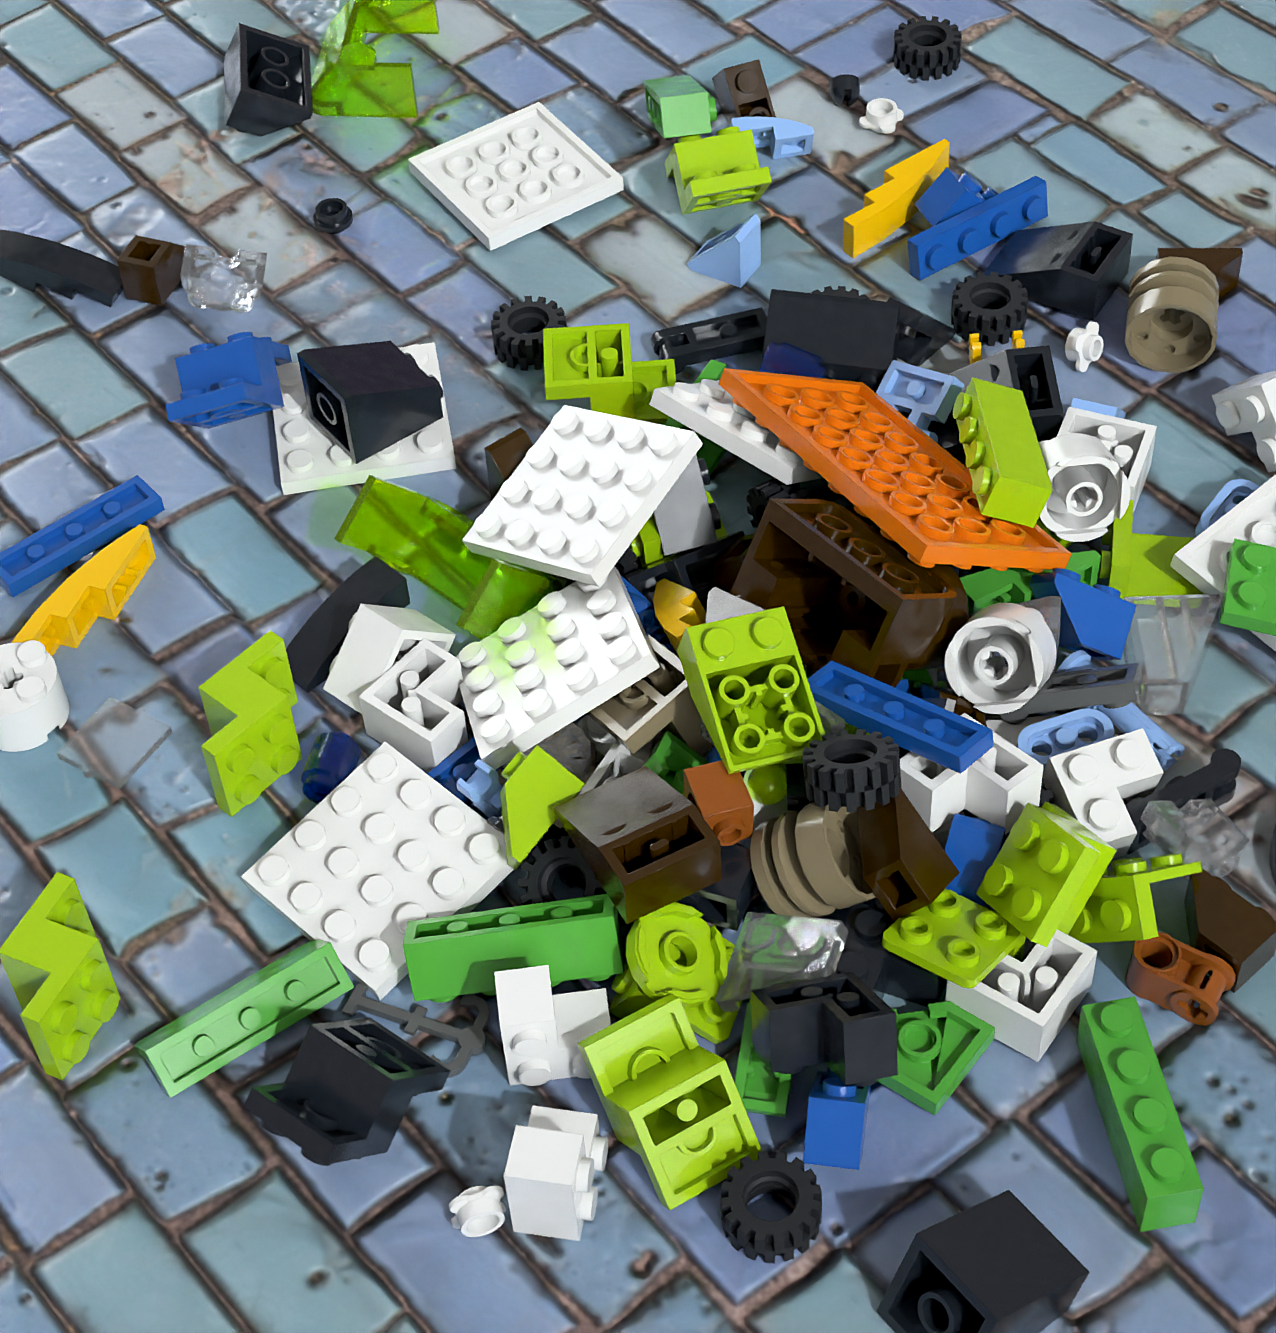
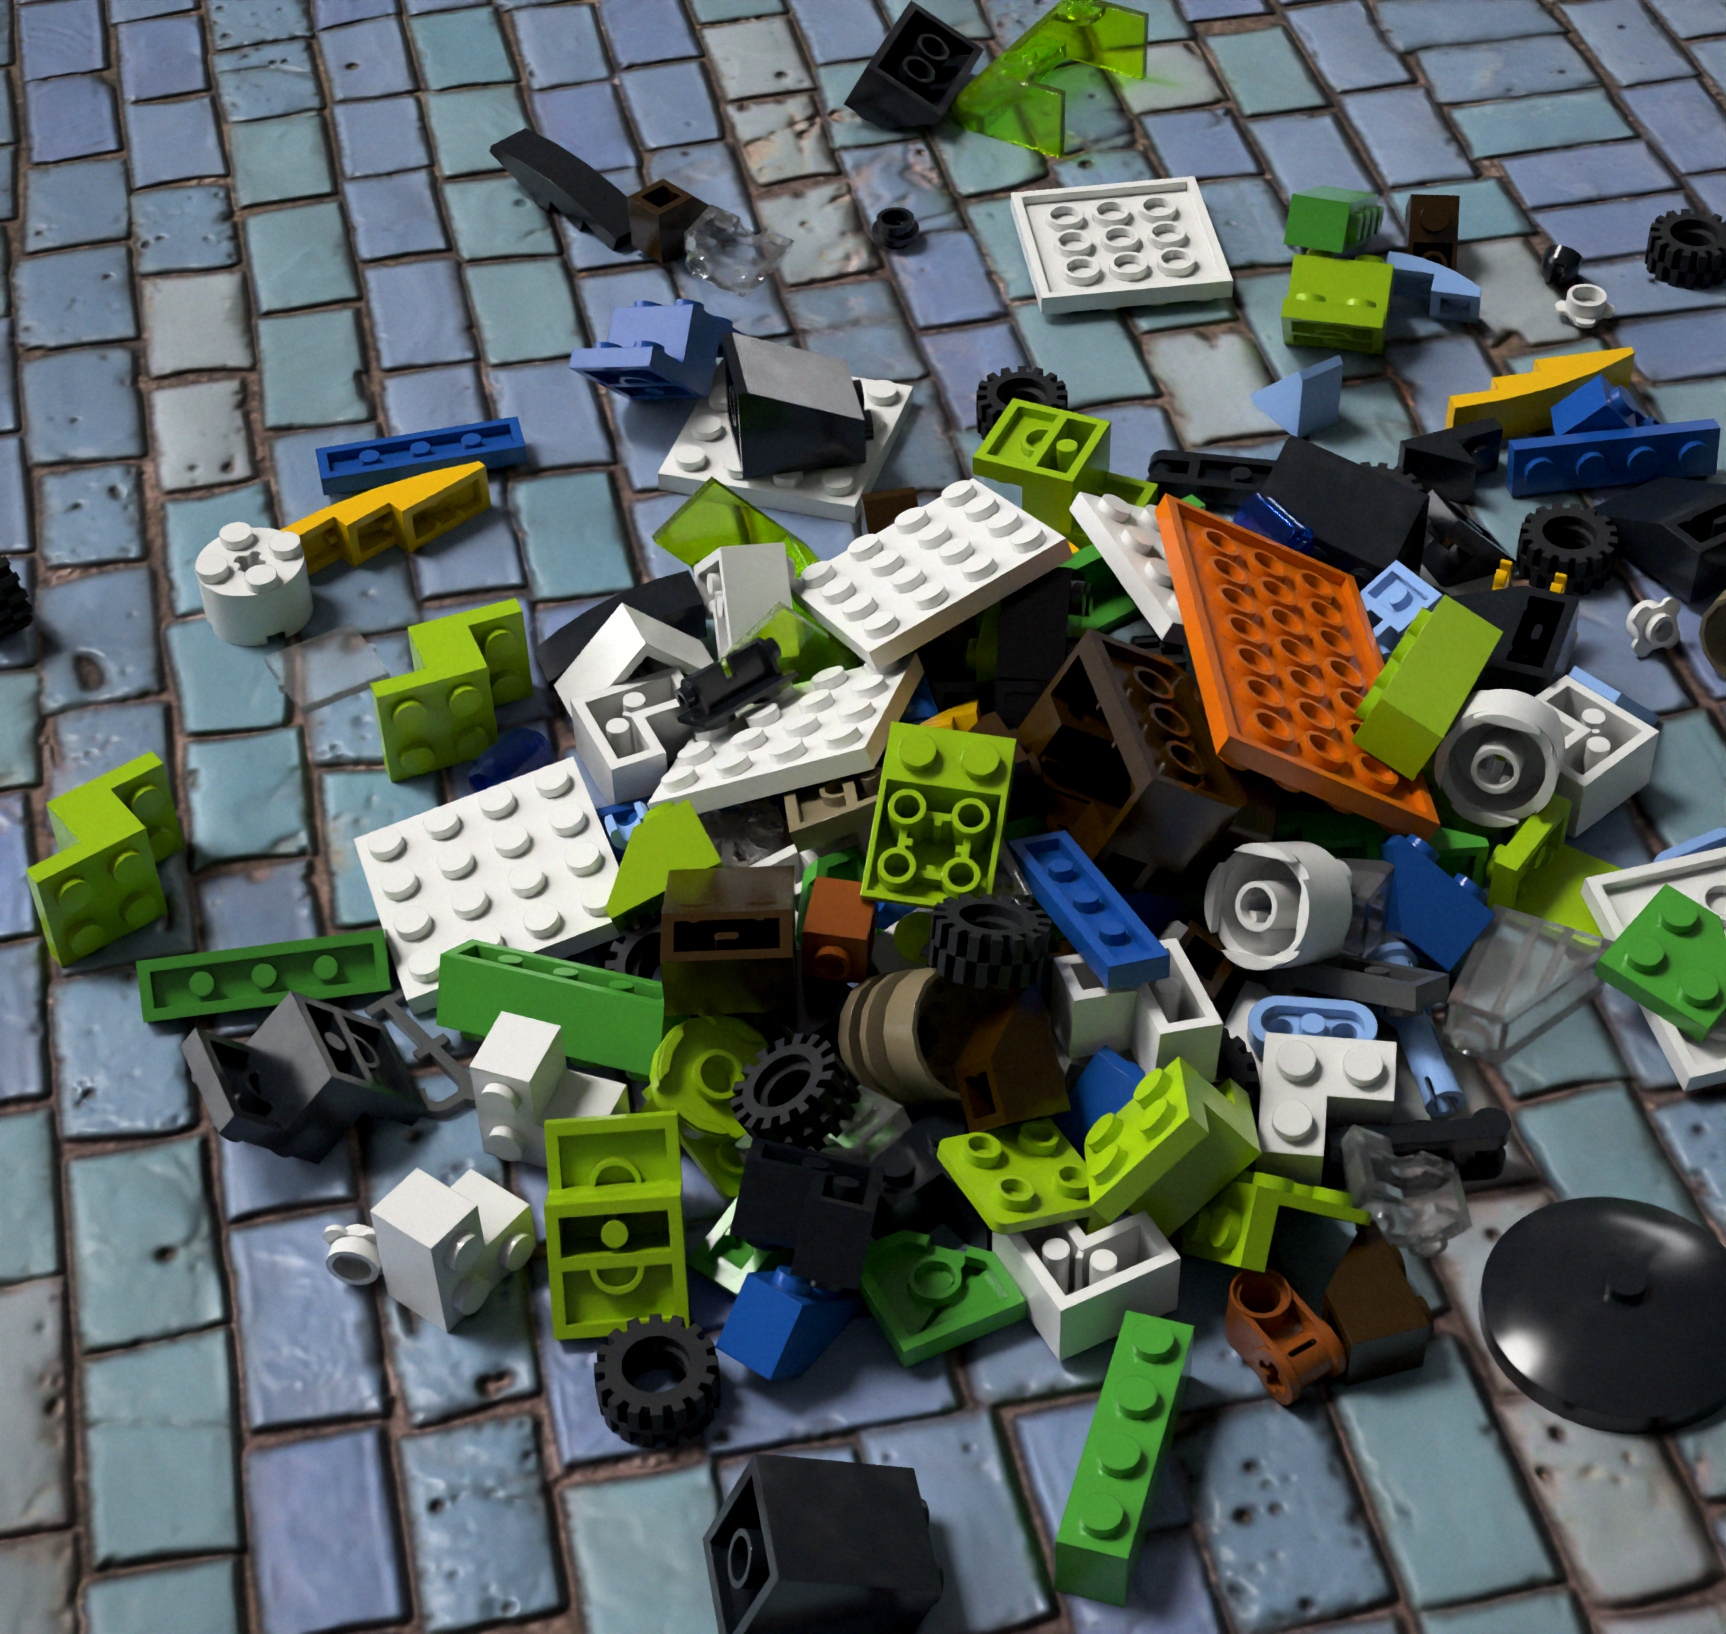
camera: 25 degrees right, 5 degrees down
(441, 561) = (742, 587): none -> white brick
(478, 653) = (753, 680): none -> black hinge
(740, 927) = (796, 1093): none -> black tyre
(870, 266) = (1453, 458): none -> black slope

